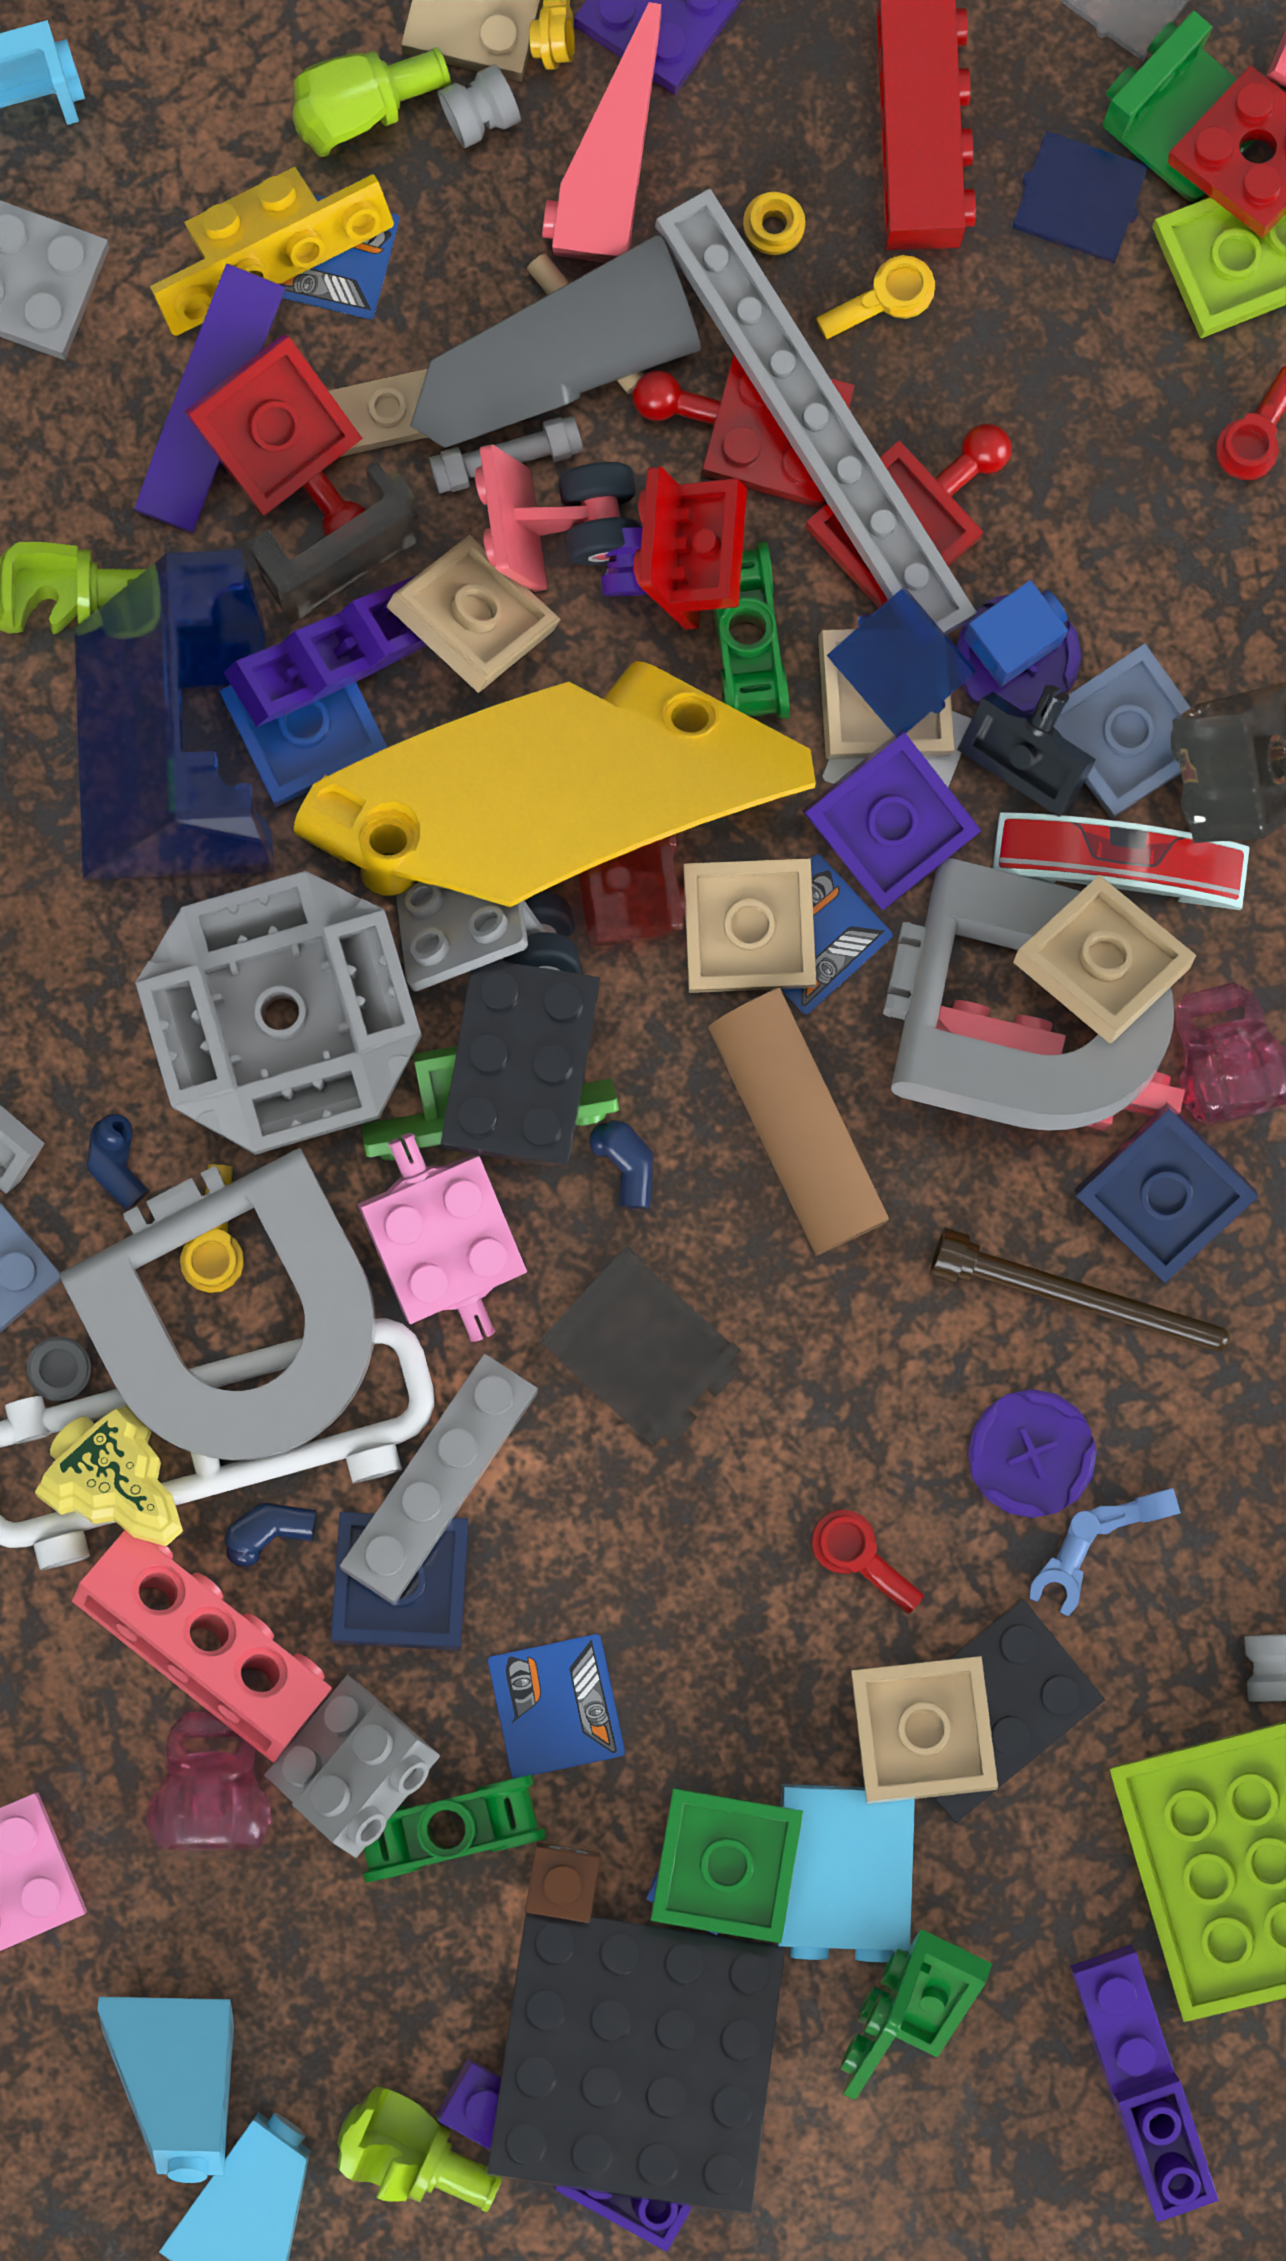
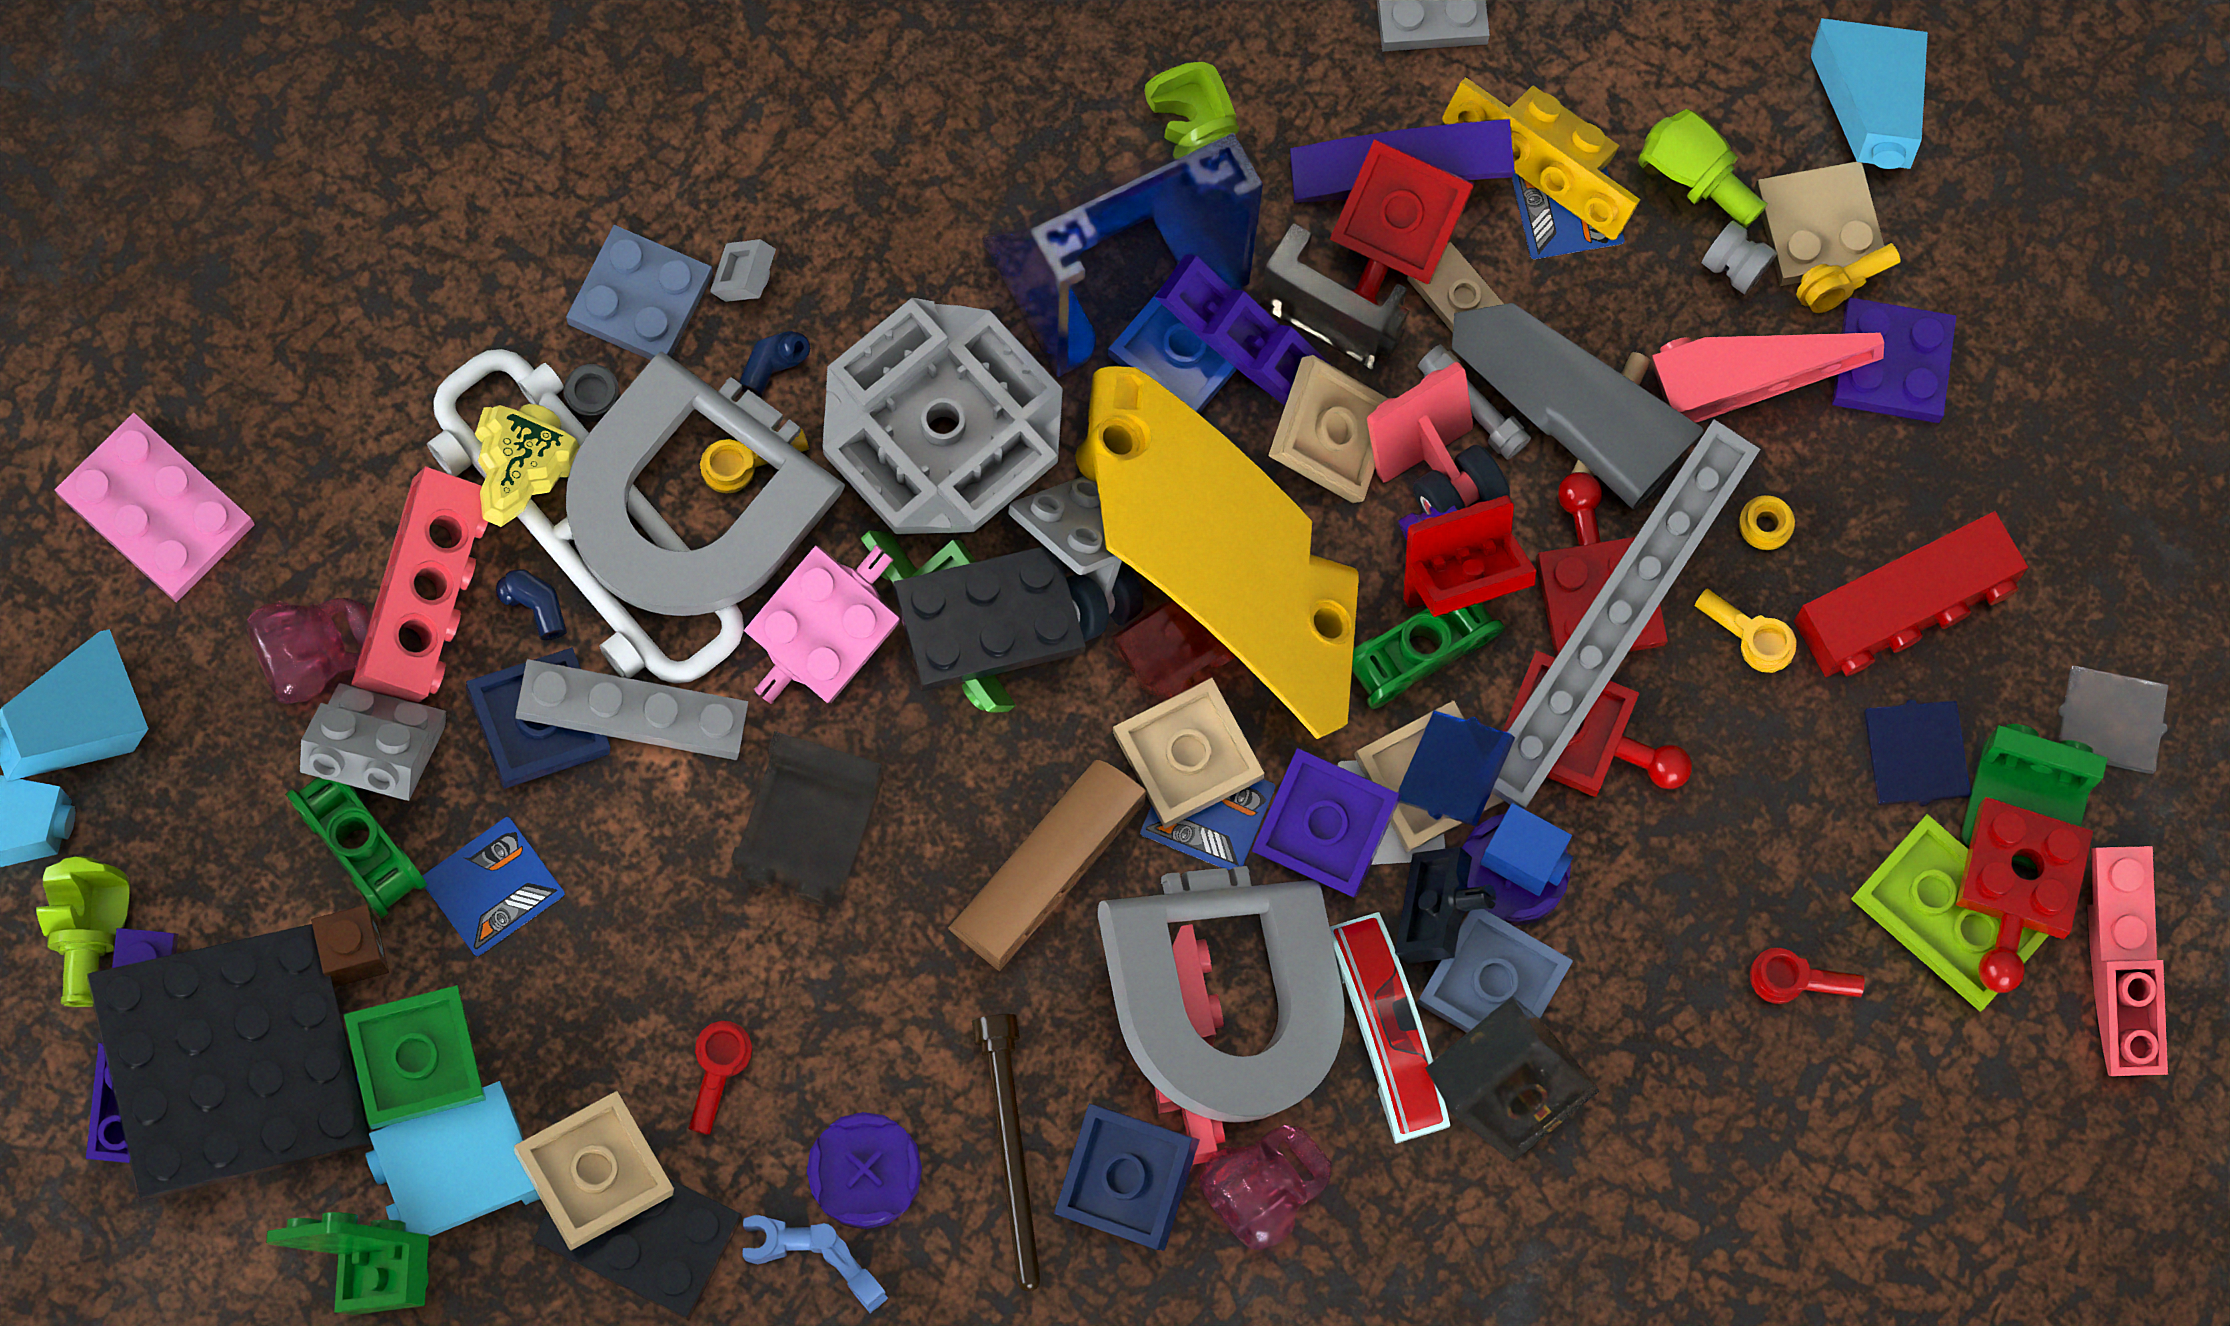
camera: 70 degrees right, 10 degrees down
(631, 1156) = (958, 745): dark blue arm -> none
(1104, 959) = (1291, 1033): tan plate -> none

